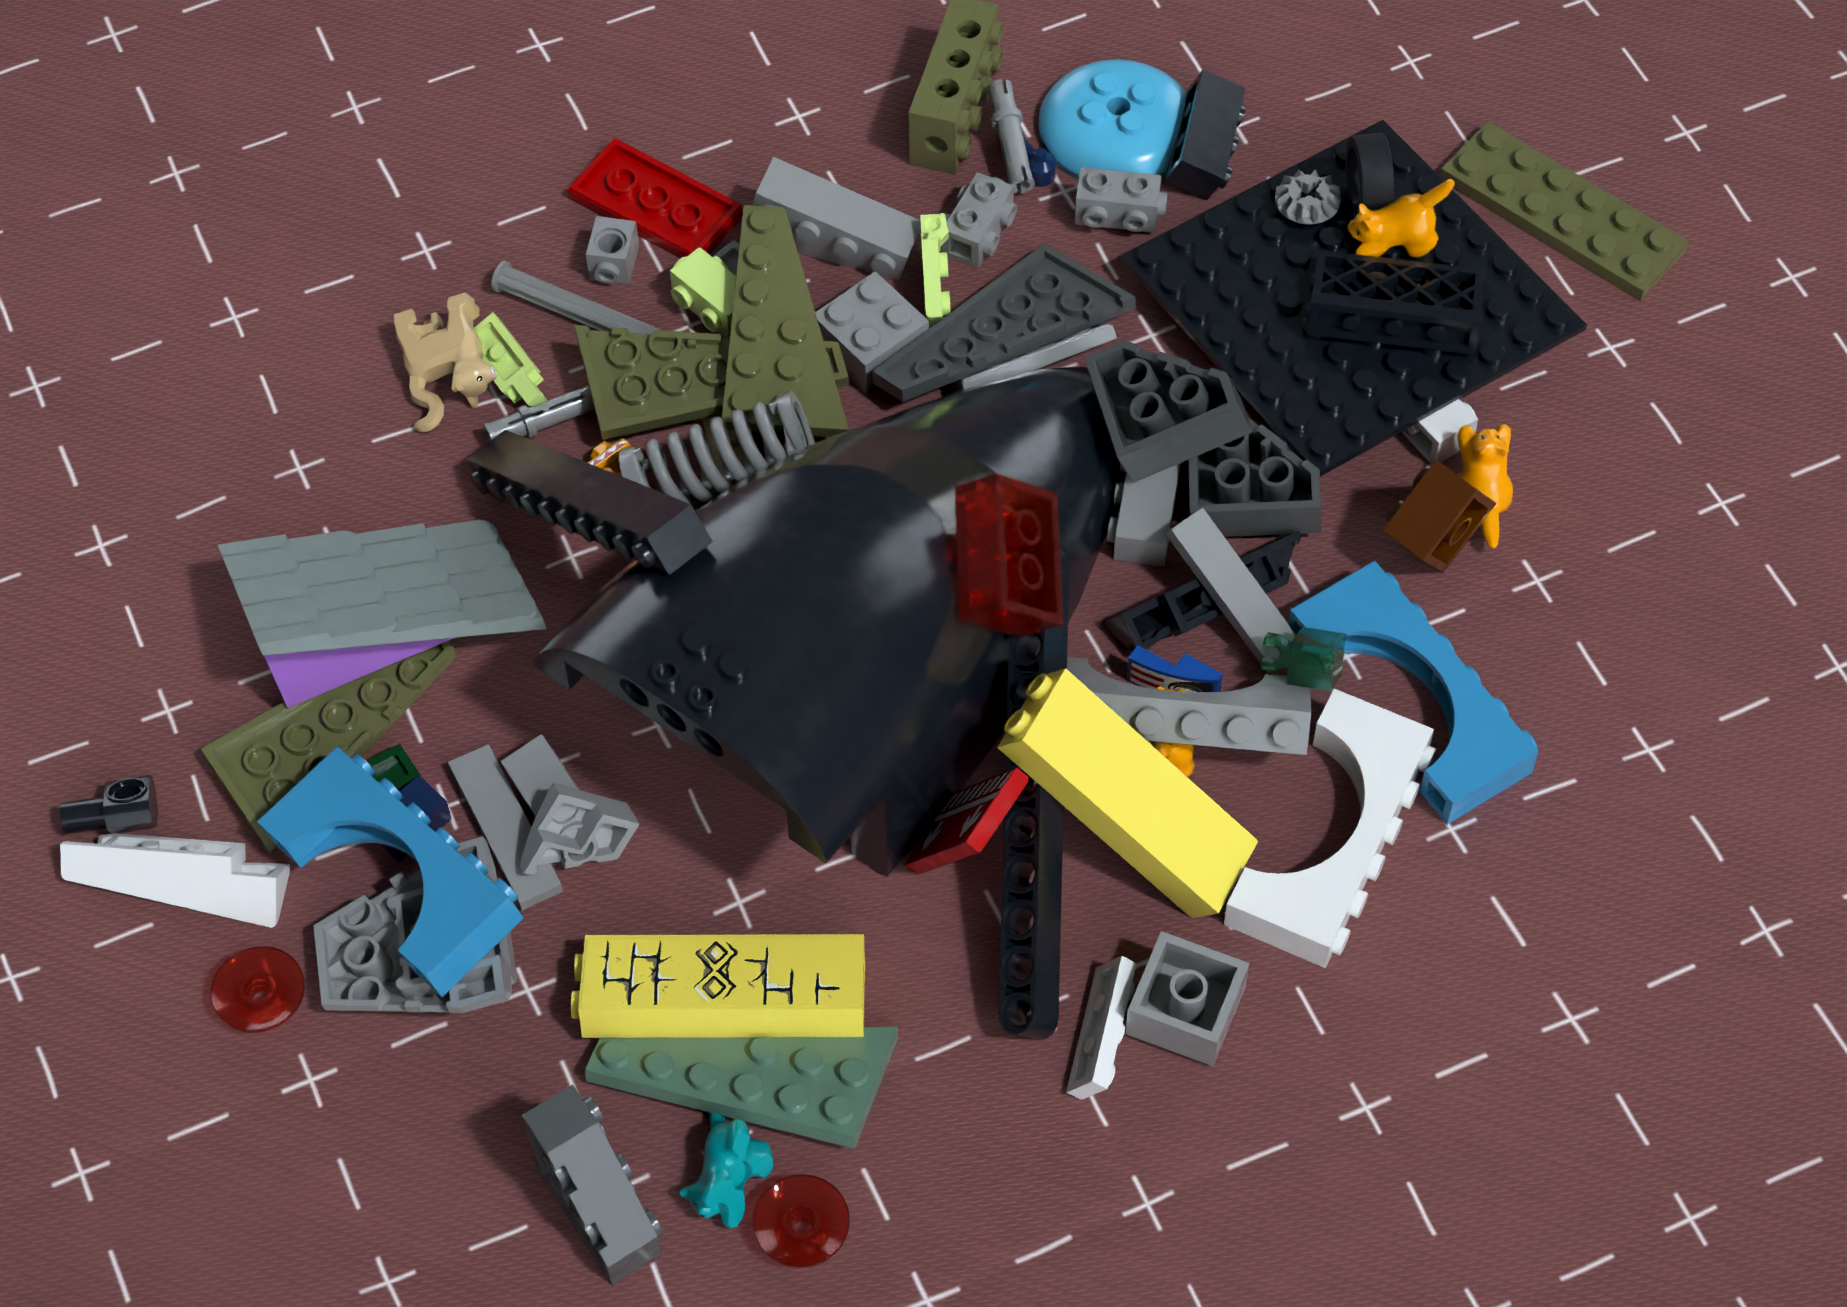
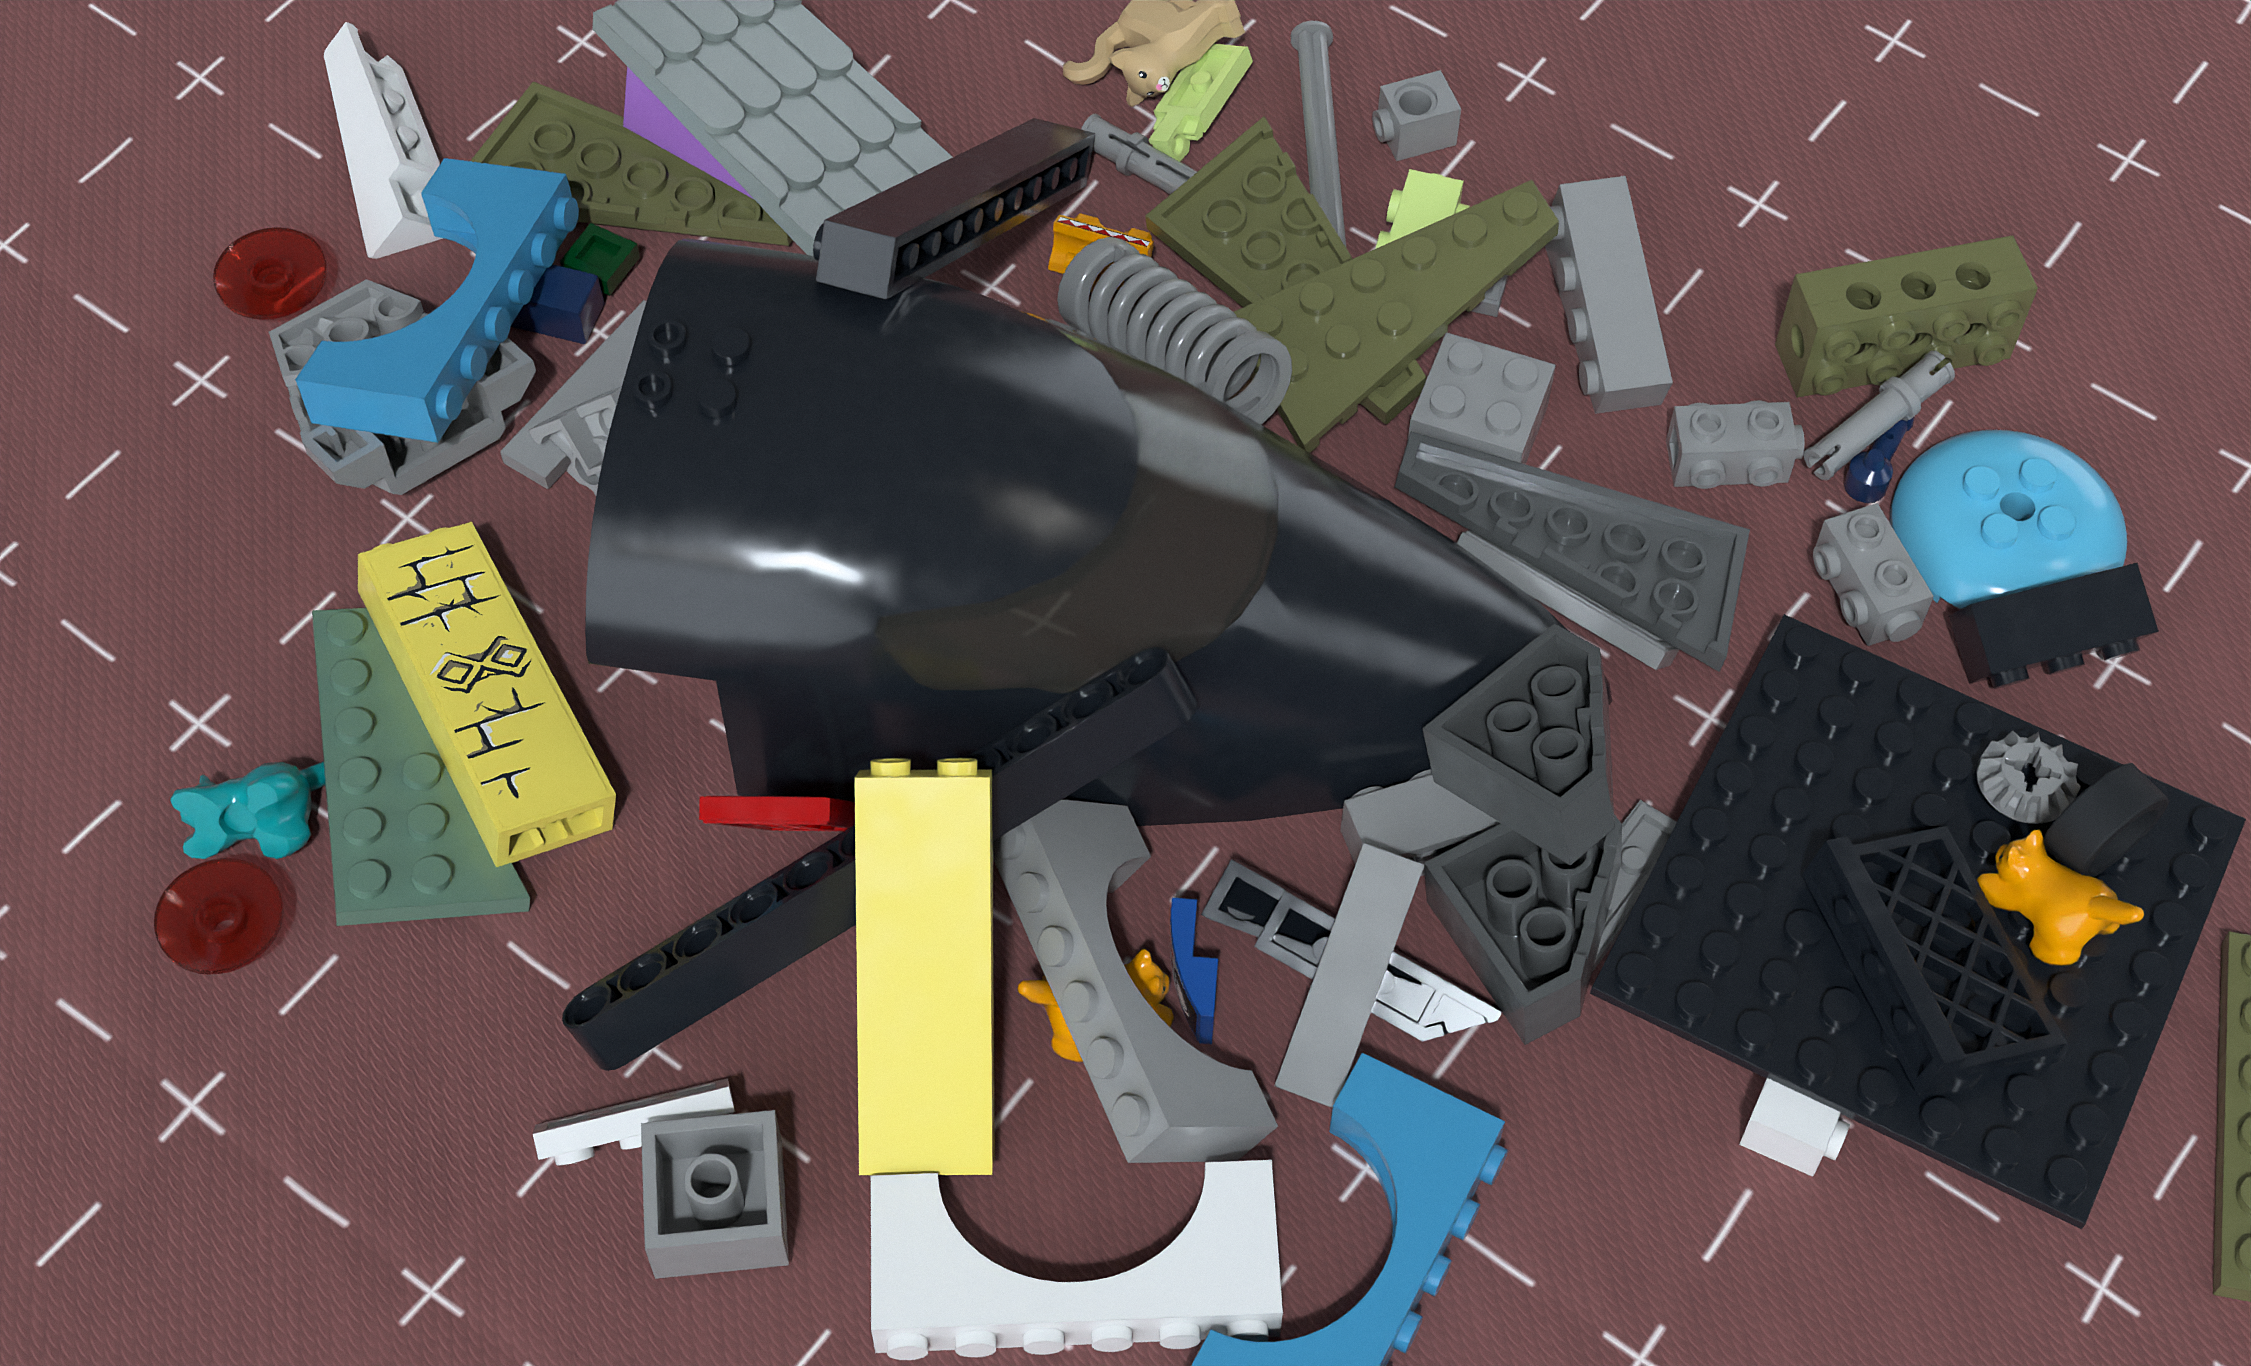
camera: 60 degrees right, 0 degrees up
(124, 807) = (429, 55): black piece -> none
(592, 1183) = (149, 674): brick -> none
(665, 203) = (1523, 116): red tile -> none
(935, 265) = (1612, 425): yellowish green hinge -> none
(1008, 555) = (1097, 628): clear red brick -> none
(1311, 657) = (1294, 1109): clear green brick -> none
(1438, 515) = (1616, 1164): reddish brown brick -> none
(1486, 469) = (1733, 1209): light orange animal -> none

